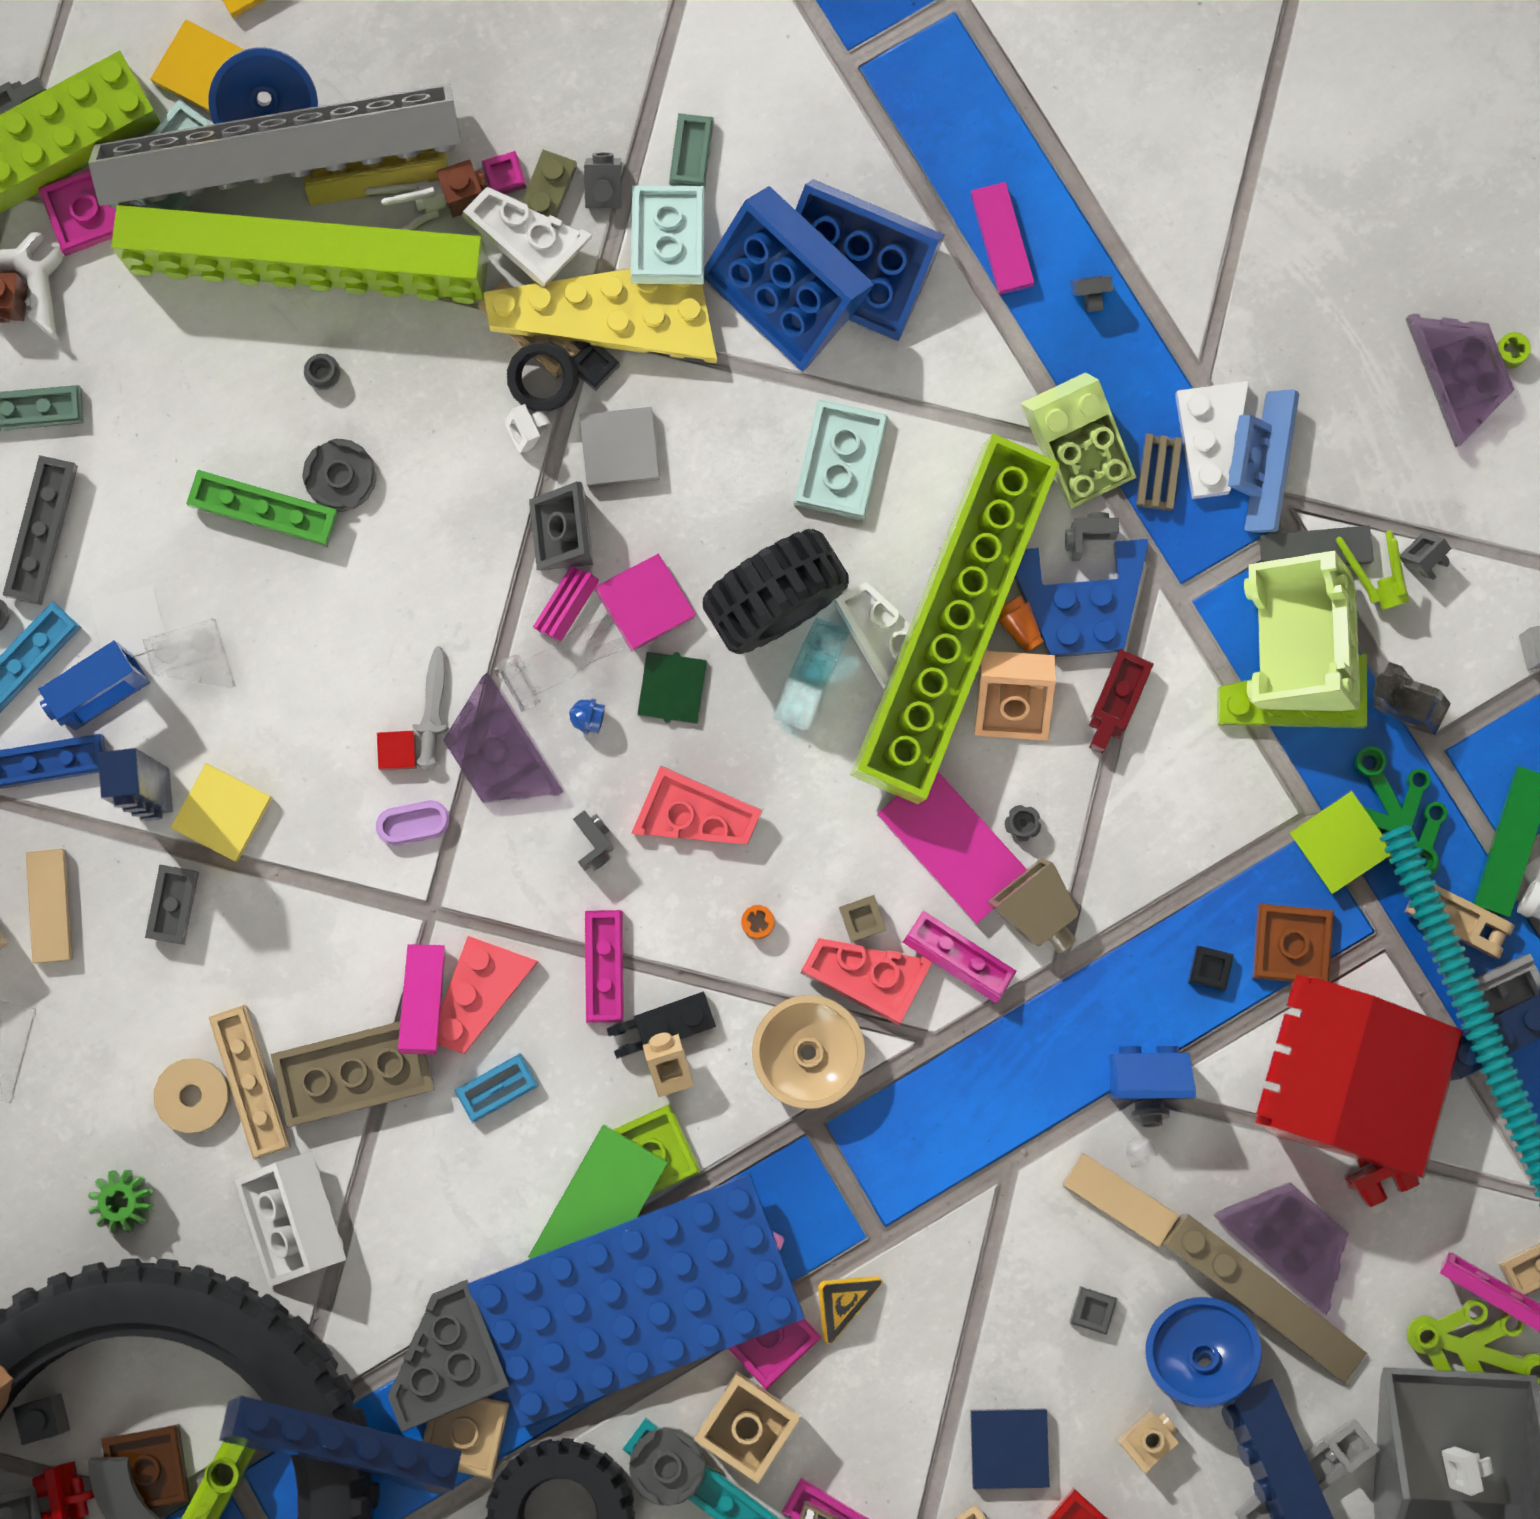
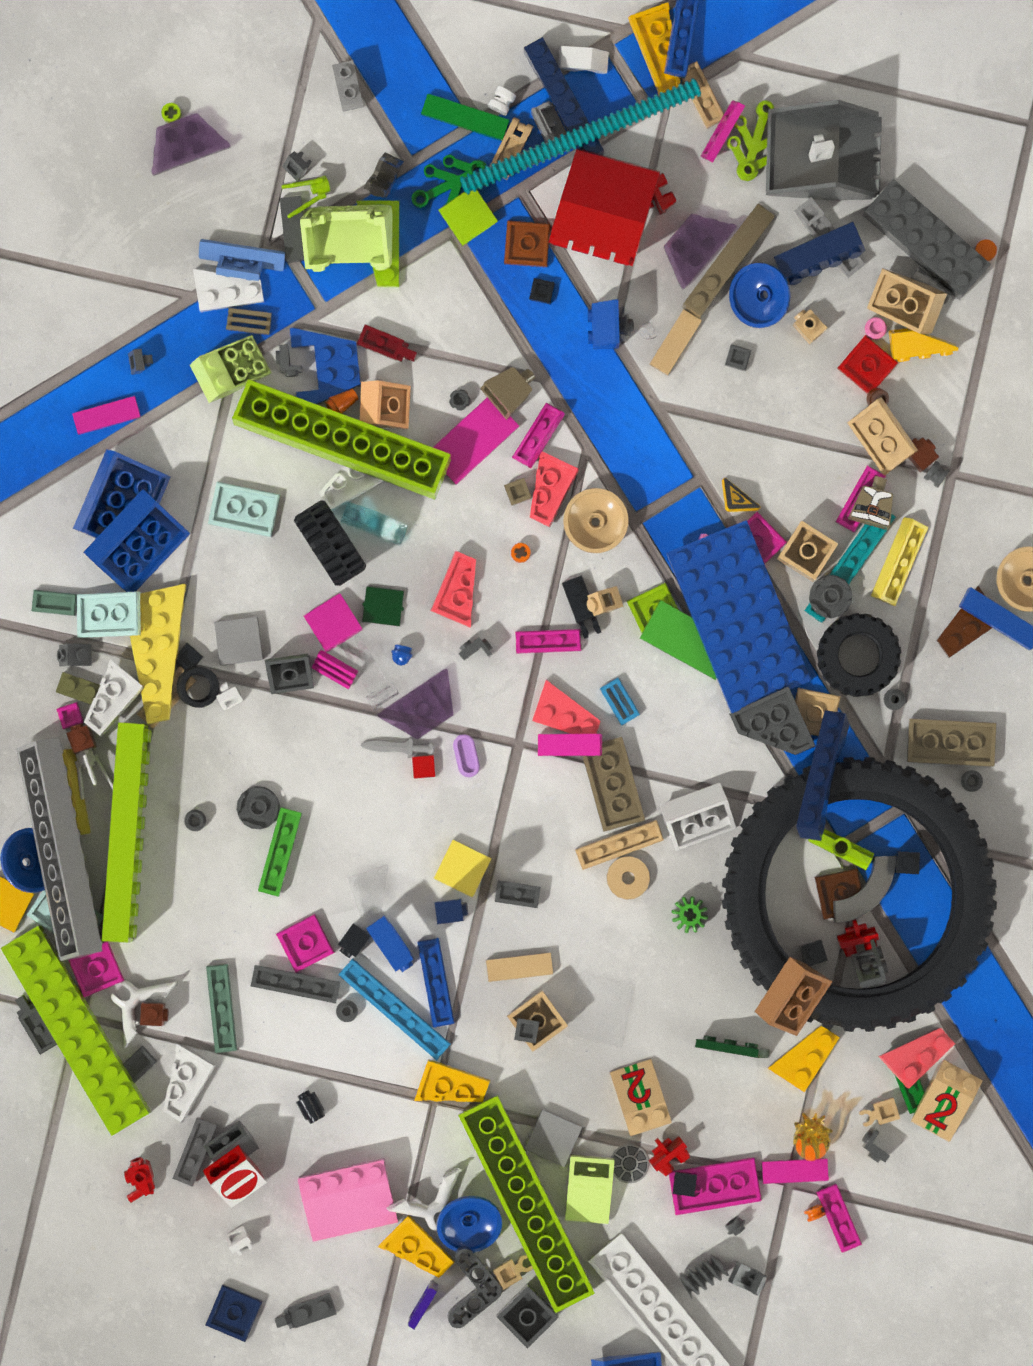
camera: 90 degrees left, 5 degrees up
(104, 624) = (353, 941): none -> black brick
(109, 548) = (305, 943): none -> dark pink tile
(1009, 1448) = (816, 404): dark blue tile -> none

